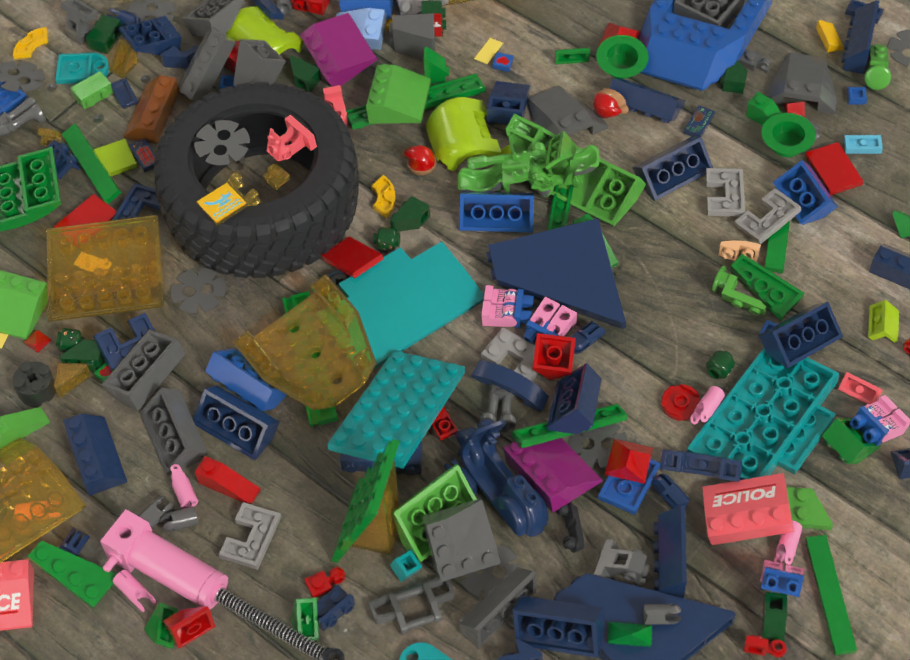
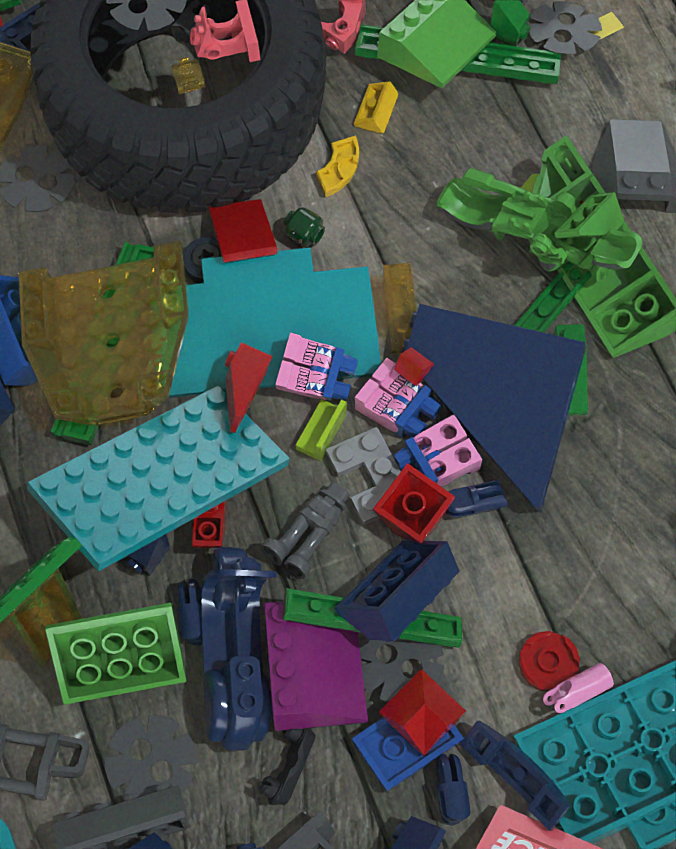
camera: 25 degrees right, 10 degrees up
(227, 200) = (99, 79): flag -> none
(384, 153) = (376, 107): none -> yellow slope
(406, 565) = (53, 702): teal plate -> none
(410, 215) = (354, 209): dark green slope -> none
(410, 337) = (243, 379): none -> red slope
(419, 160) = (413, 139): red piece -> none
(447, 312) = (320, 372): none -> hips
(460, 131) = (489, 125): lime piece -> none
(460, 540) = (124, 707): dark grey slope -> none
(471, 344) = (321, 429): none -> lime panel
(472, 254) = (399, 302): none -> clear yellow slope
(477, 55) = (578, 29): none -> dark grey piece
(496, 211) = (468, 259): blue slope -> none
(503, 62) = (607, 53): blue tile -> none
(505, 281) = (413, 366): none -> red slope
(506, 101) = (576, 111): dark blue slope -> none
(512, 382) = (335, 514): dark blue slope -> none
(720, 364) = (634, 637): dark green head -> none

